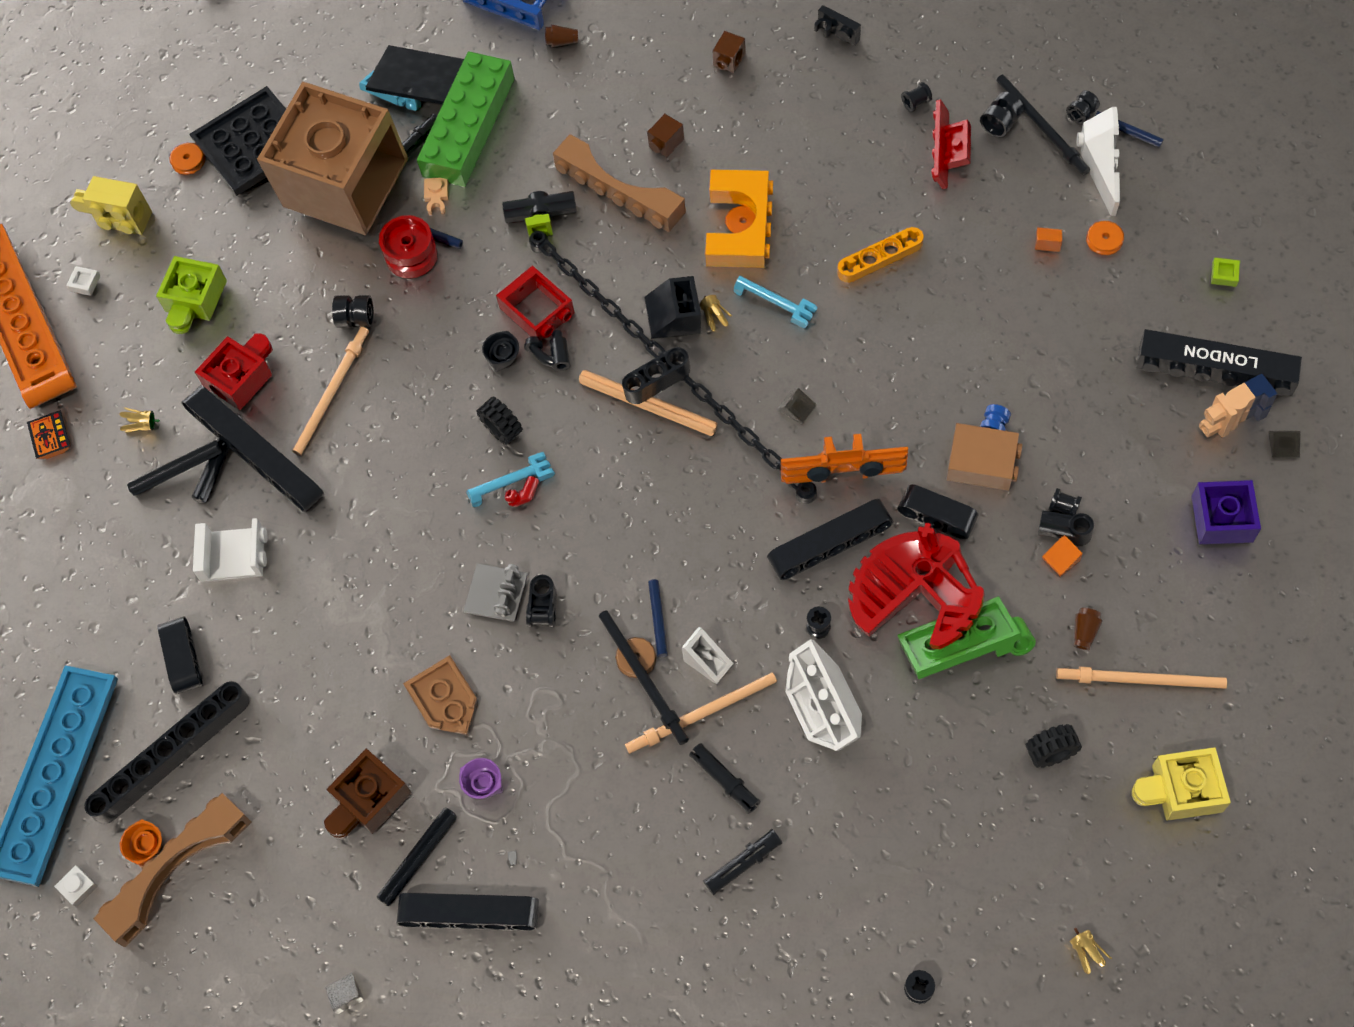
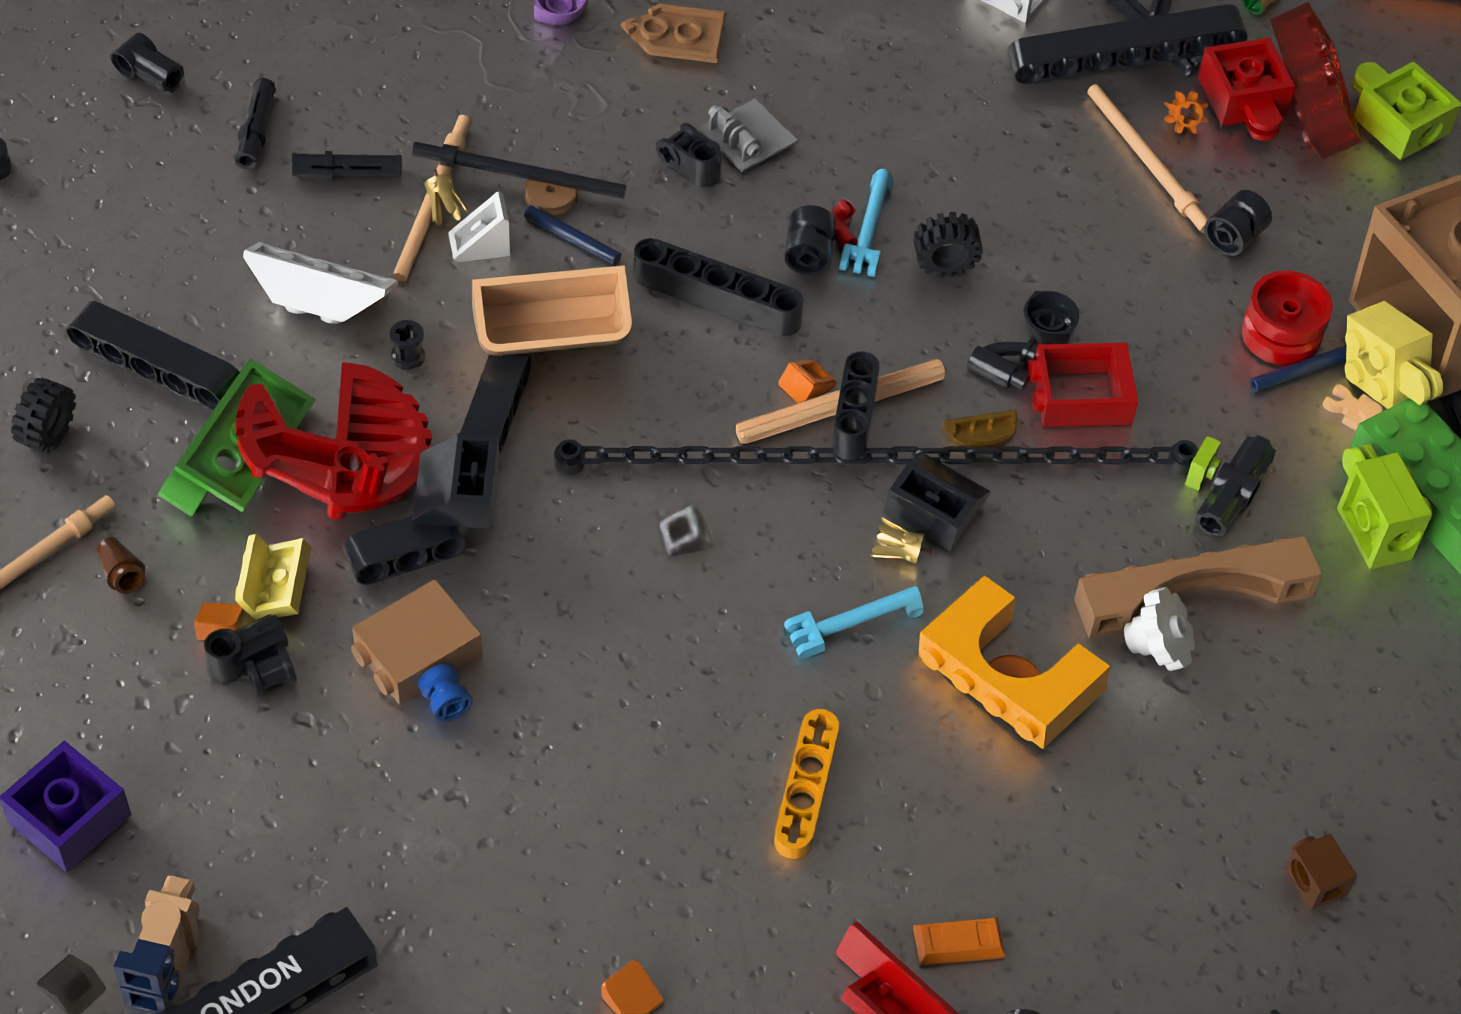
camera: 120 degrees right, 10 degrees down
(207, 336) = (1318, 80): none -> clear red wedge
(283, 388) = (1185, 121): none -> orange gear
(405, 177) = (1390, 356): none -> light yellow brick
(503, 136) = (1382, 506): none -> lime brick
(555, 490) = (810, 240): none -> black wheel
(604, 331) = (982, 430): none -> pearl gold tile
(630, 521) = (718, 287): none -> black beam
(648, 429) = (805, 380): none -> orange slope
(663, 173) = (1162, 630): none -> white plant
(665, 135) = (1231, 690): reddish brown brick -> none
(698, 698) = (443, 187): none -> pearl gold piece
(737, 555) = (551, 310): none -> light nougat windscreen
(759, 981) = (141, 58): none -> black piece
(830, 461) = (537, 499): orange piece -> none
(892, 494) = (458, 482): none -> black slope
(894, 152) = (959, 941): none -> orange tile
(955, 744) = (152, 354): none -> black beam
(1017, 549) = (272, 577): none -> light yellow bracket

